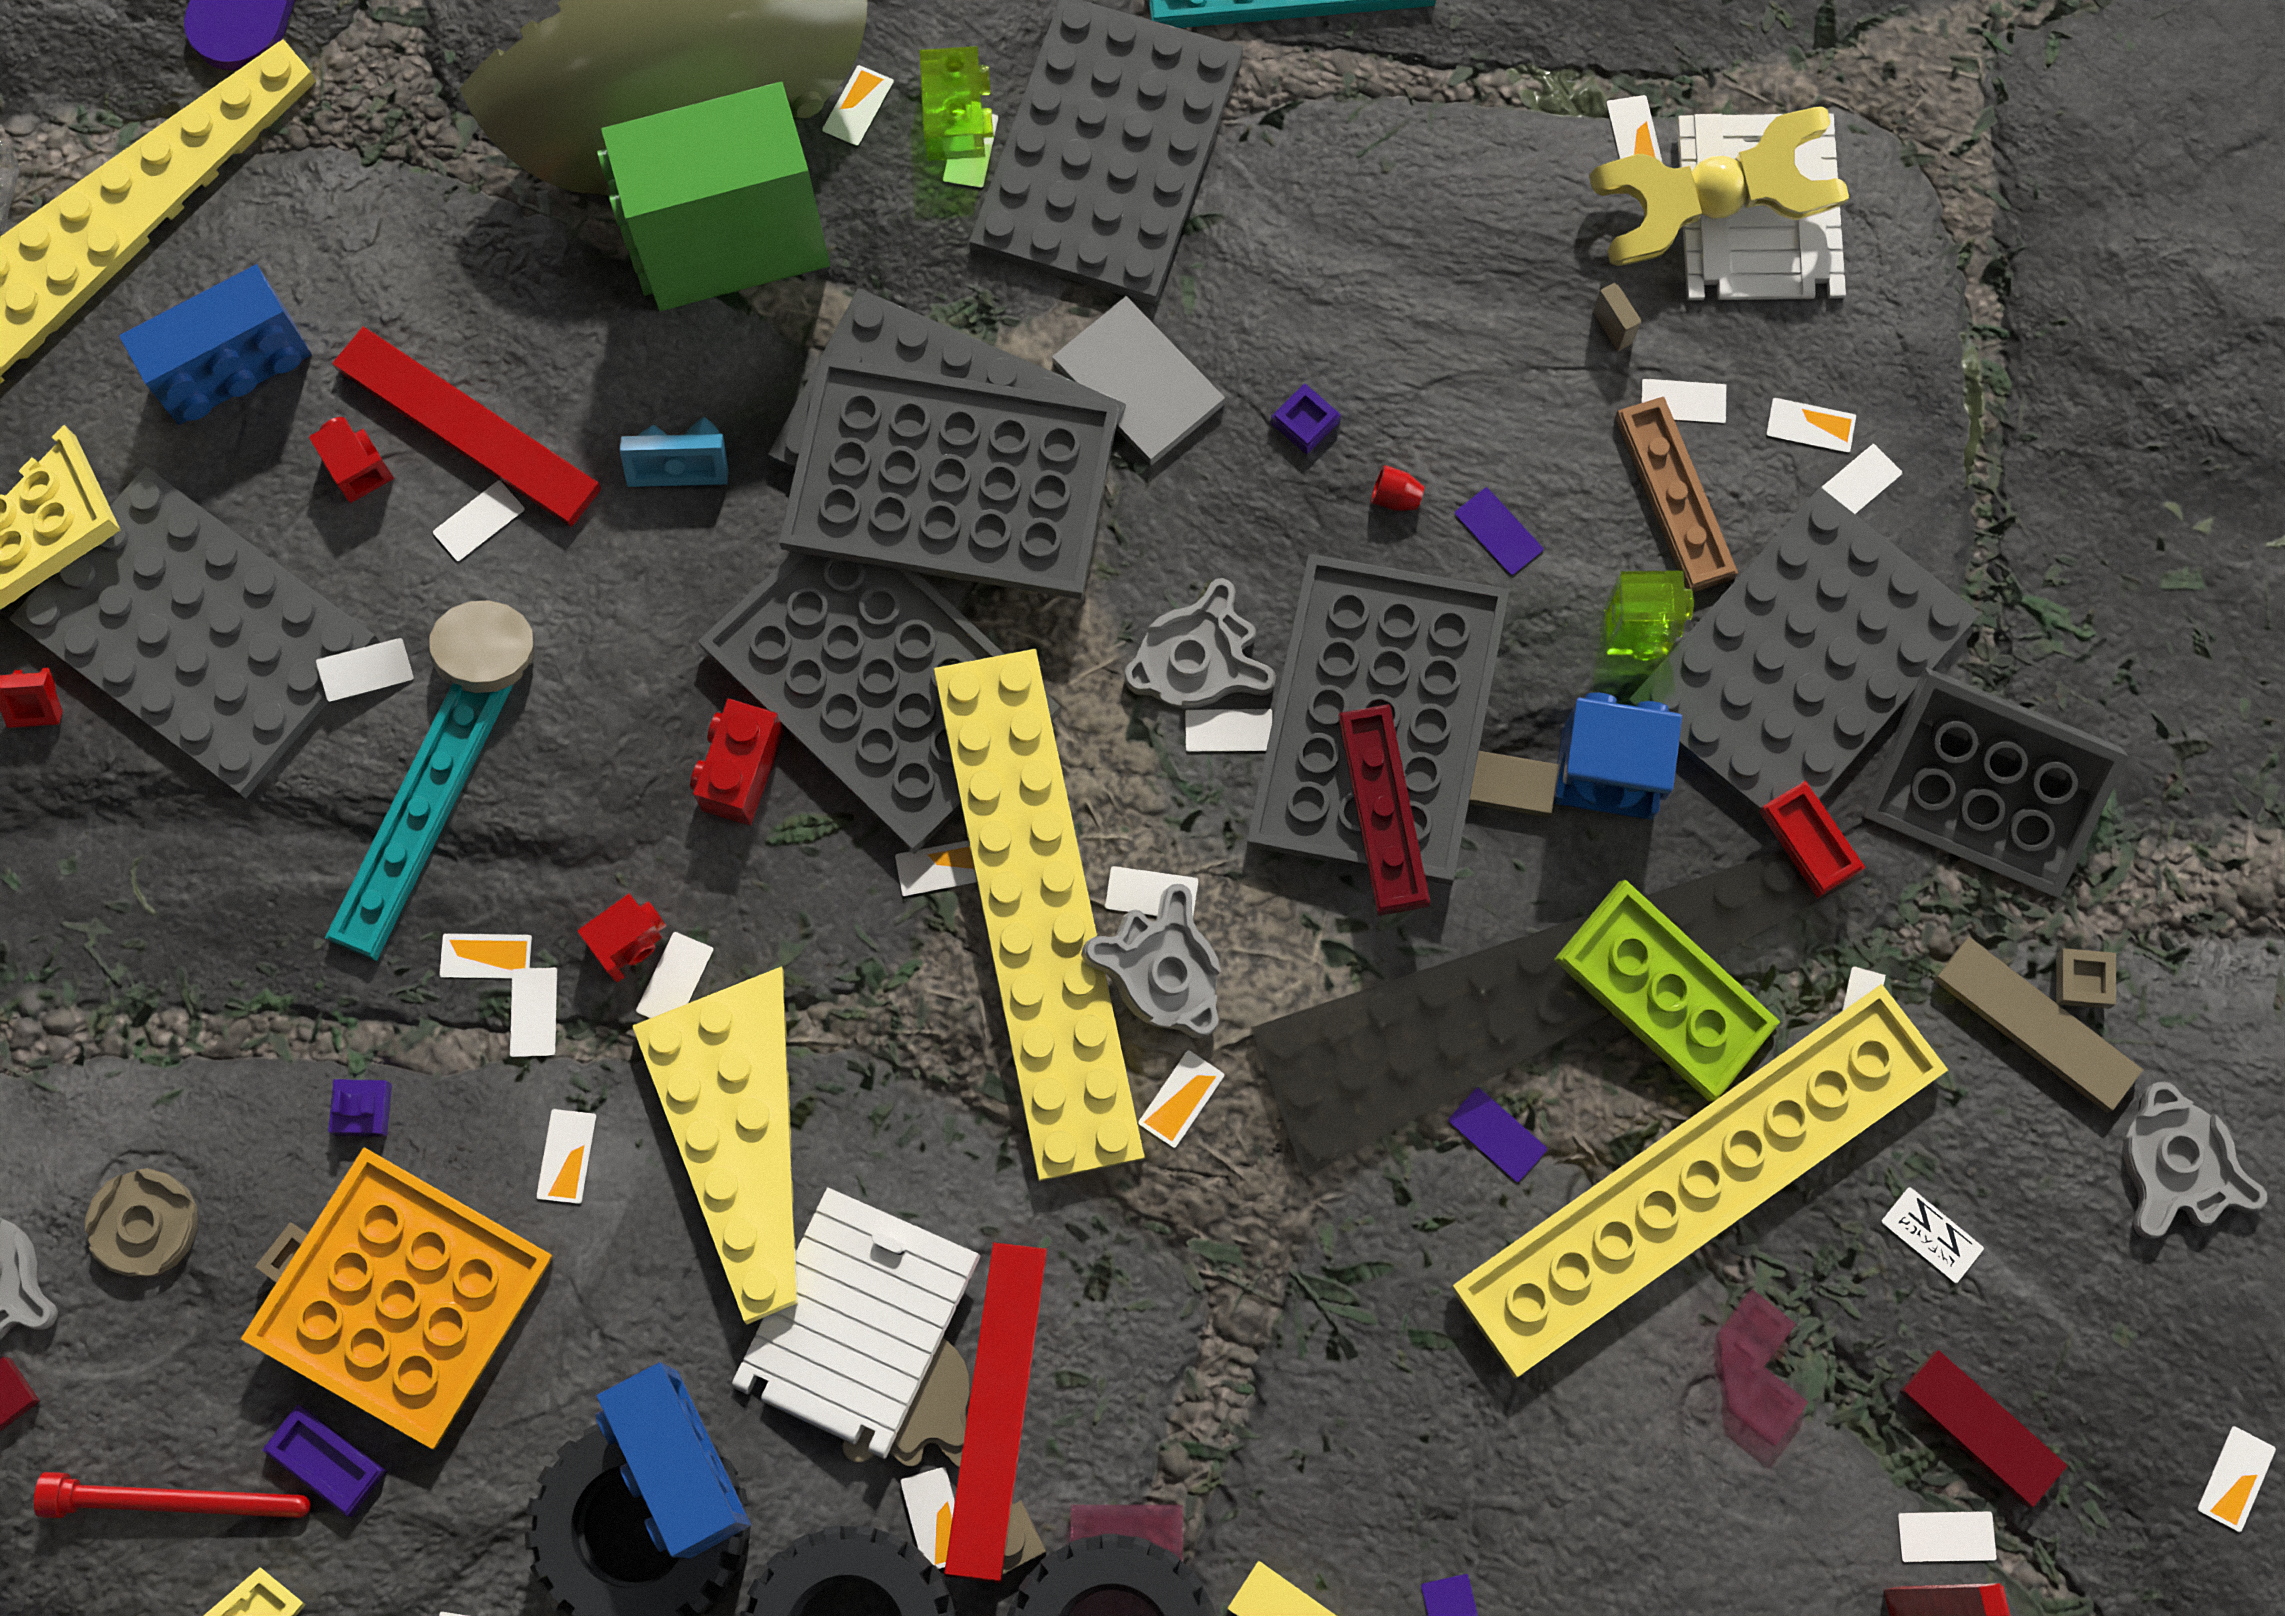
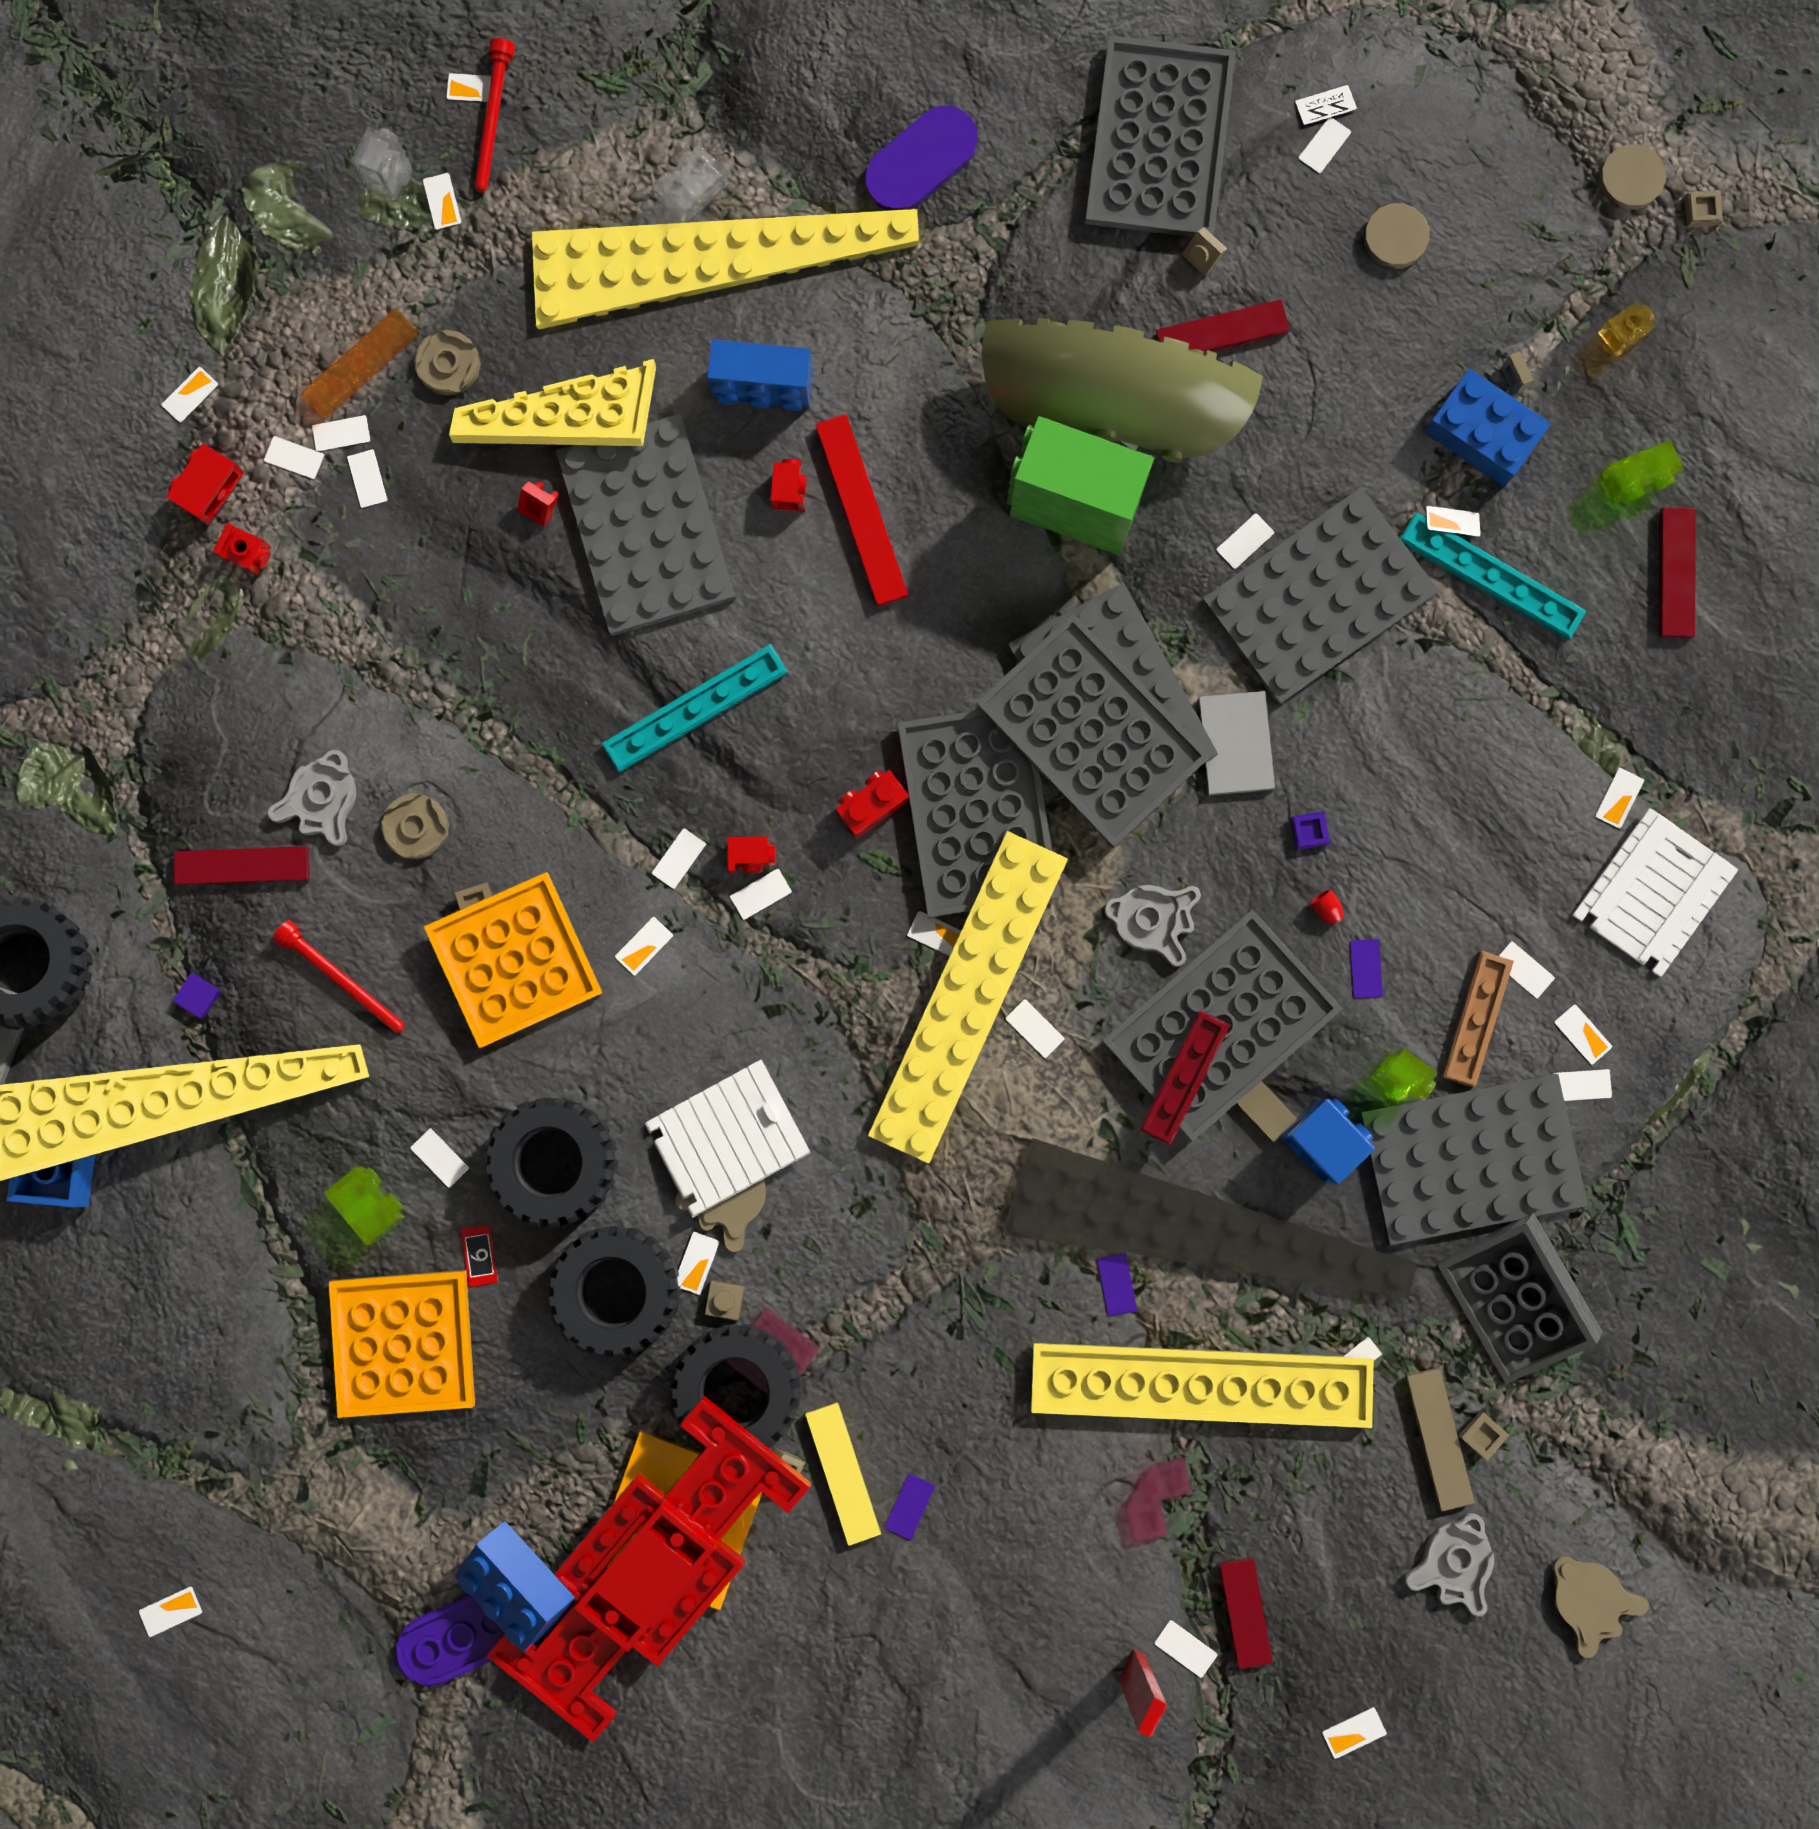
camera: 40 degrees right, 10 degrees up
(324, 1460) = (424, 1012): dark purple tile -> none
(360, 1107) = (559, 845): dark purple tile -> none
(364, 669) = (717, 611): white sticker -> none
(478, 520) = (832, 568): white sticker -> none
(481, 646) = (785, 643): tile -> none
(484, 955) = (674, 810): sticker -> none
(671, 1462) = (585, 1152): blue brick -> none
(675, 460) = (967, 617): dark azure tile -> none
(729, 1110) = (741, 980): light yellow wing -> none
(857, 105) = (1201, 471): white sticker -> none
(953, 103) = (1253, 510): clear neon green brick -> none
(996, 1414) = (763, 1235): red tile -> none
(1162, 966) = (1010, 1073): light grey tile -> none
(1181, 1099) = (970, 1146): sticker -> none
(1228, 729) = (1139, 971): white sticker -> none
(1616, 316) = (1523, 898): dark tan tile -> none
(1667, 991) = (1259, 1279): lime tile -> none
(1719, 186) = (1636, 868): light yellow piece -> none
(1811, 839) = (1397, 1258): red tile -> none
(1932, 1235) = (1298, 1500): white sticker -> none

